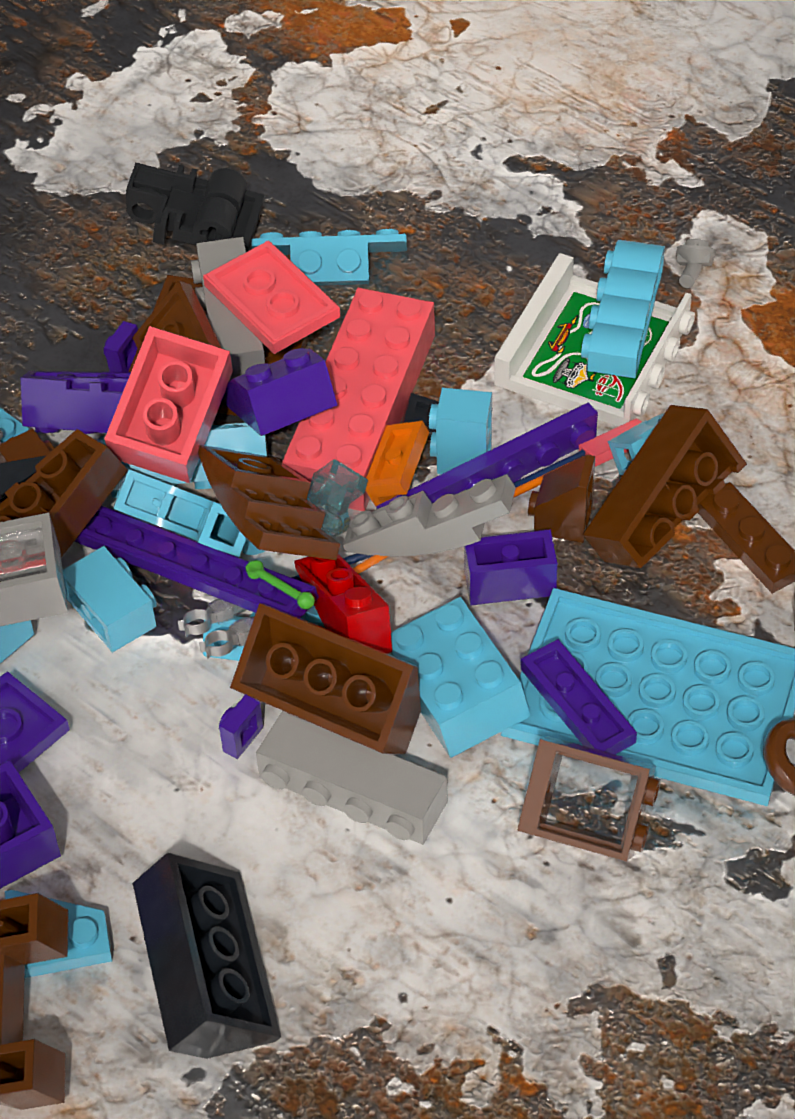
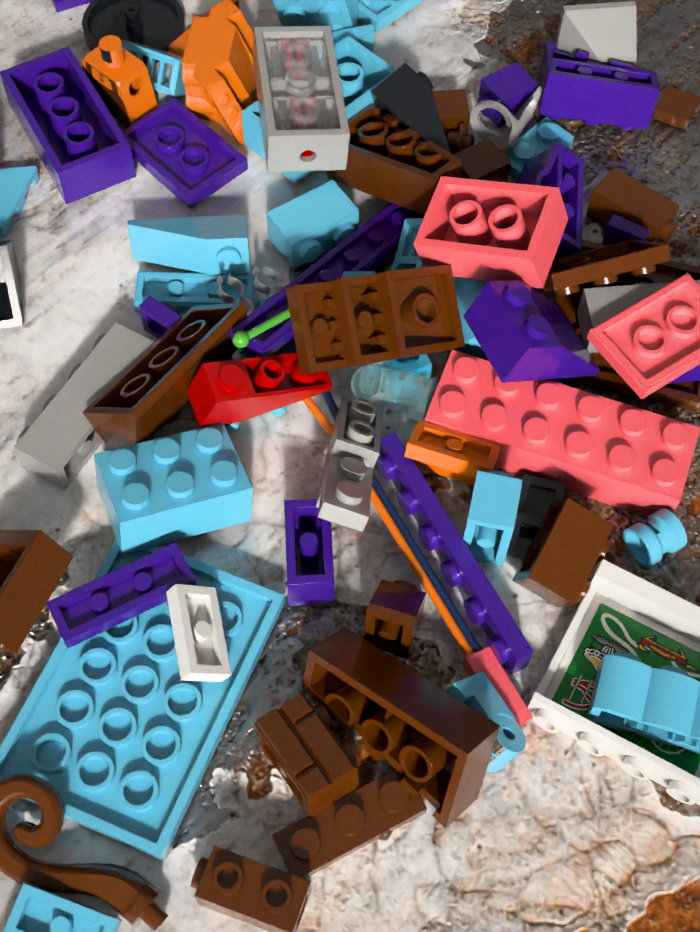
camera: 90 degrees right, 10 degrees up
(82, 339) = (635, 202): none -> reddish brown brick
(136, 700) = (193, 243): none -> medium azure slope
(190, 713) = (189, 289): none -> medium azure tile
(462, 337) = (657, 536): none -> medium azure wheel
(510, 385) = (564, 553): none -> reddish brown brick
(624, 631) = (198, 633): none -> white plate
(702, 555) = (308, 753): none -> reddish brown brick

